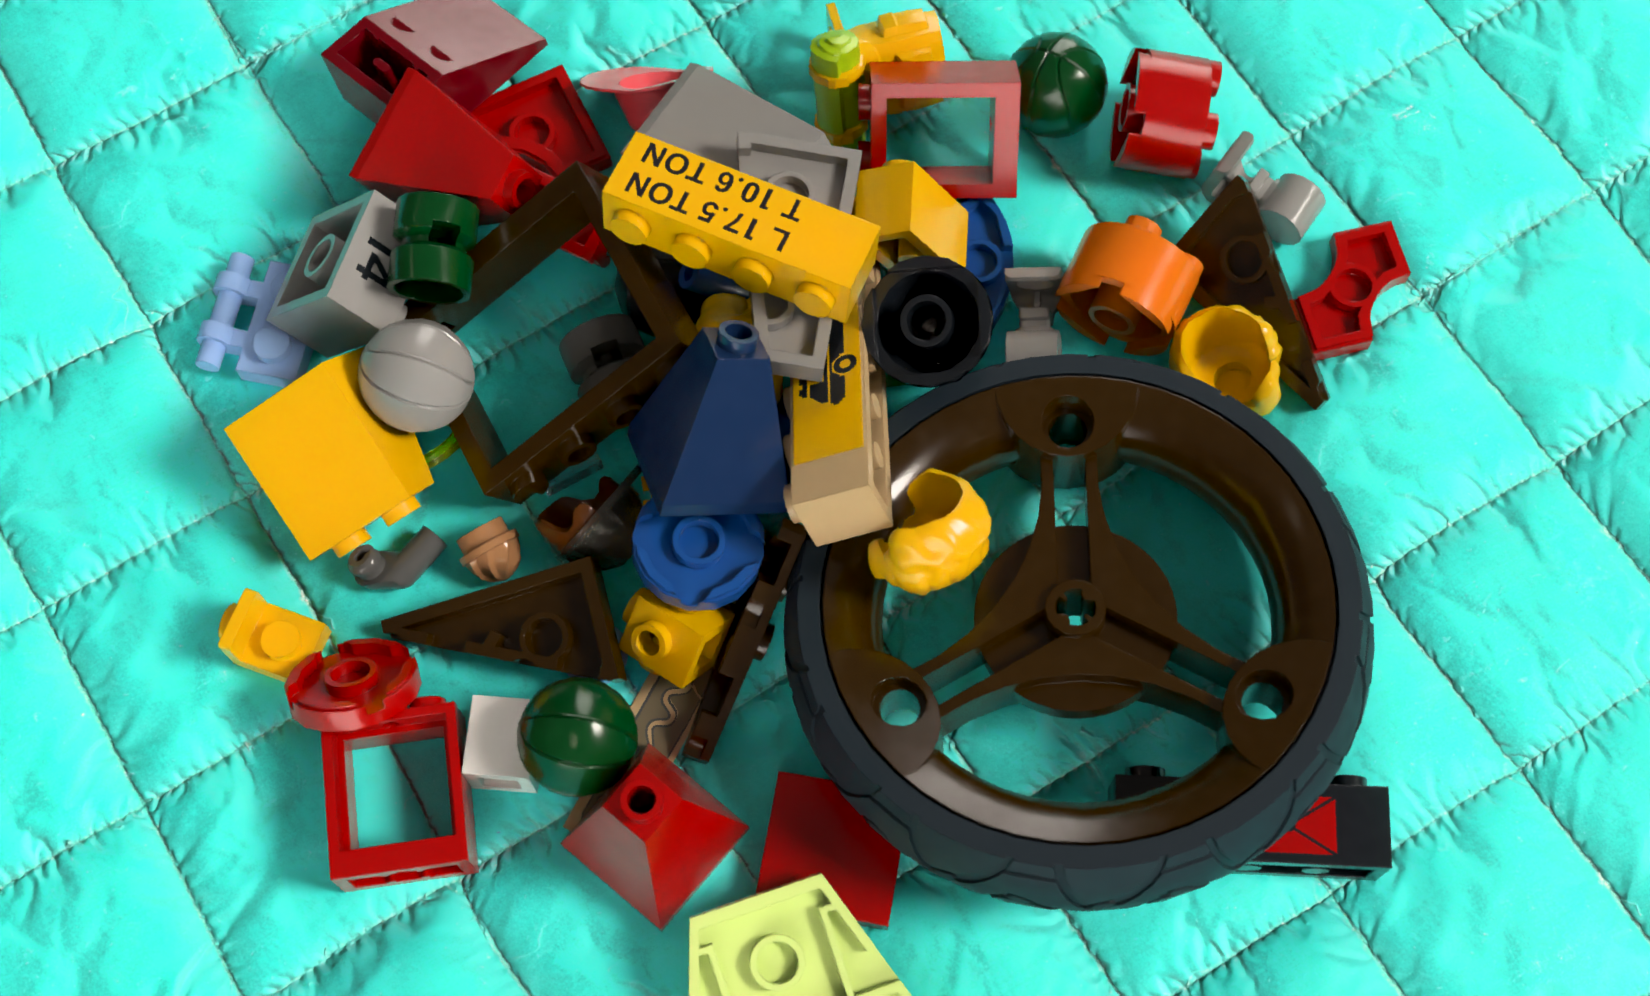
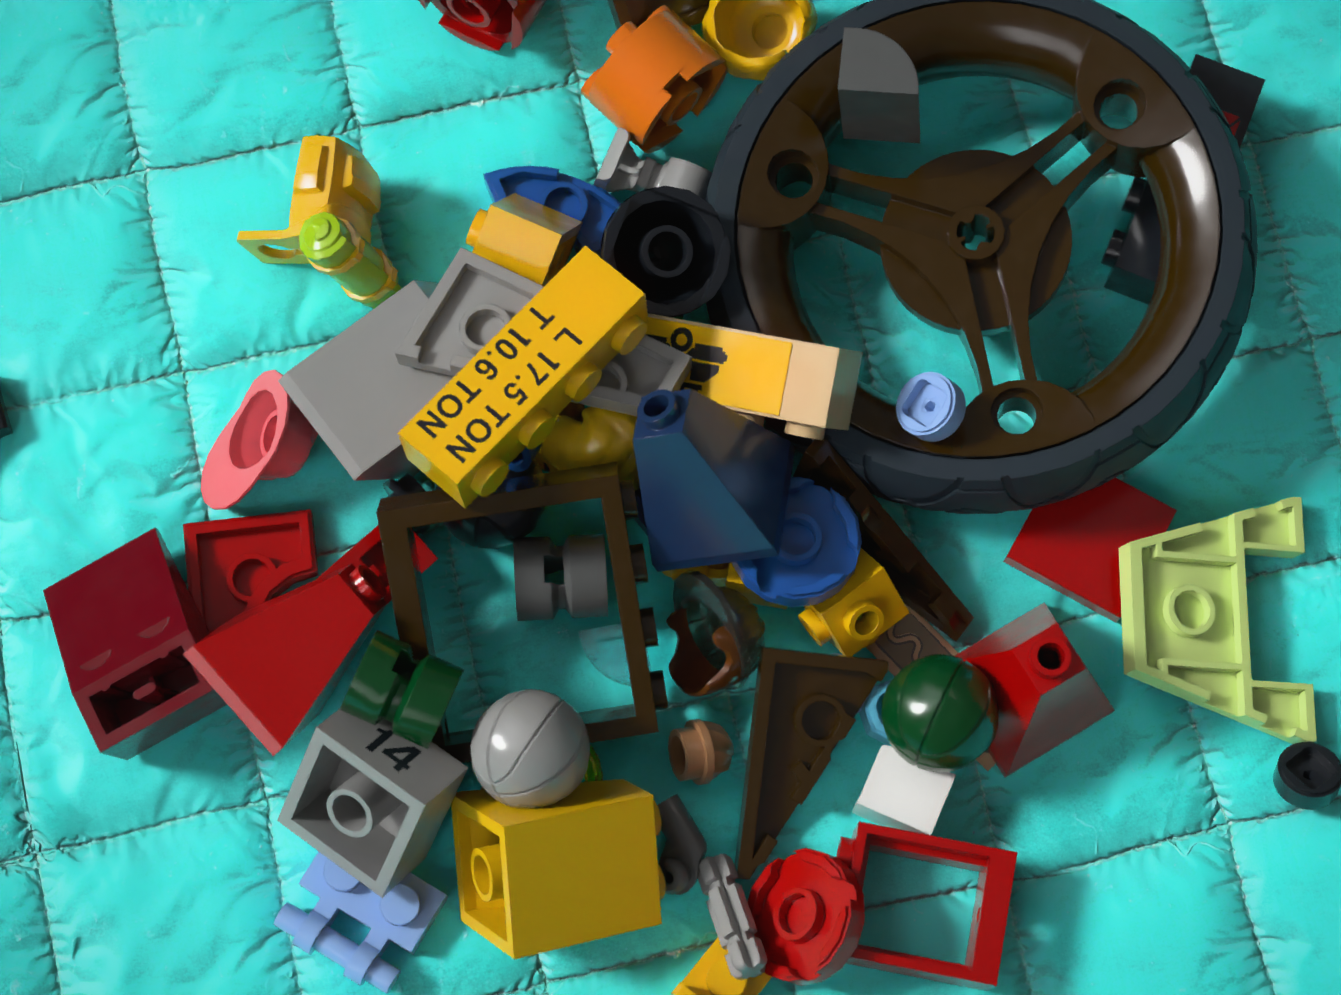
camera: 75 degrees left, 5 degrees up
(338, 624) = (732, 917): none -> light grey axle
(865, 612) = (931, 406): none -> light blue tile
(939, 541) = (888, 317): yellow hair -> none
(950, 79) = (375, 201): window -> none
(1060, 84) = (412, 64): dark green piece -> none
(1158, 436) = (877, 89): none -> dark grey brick

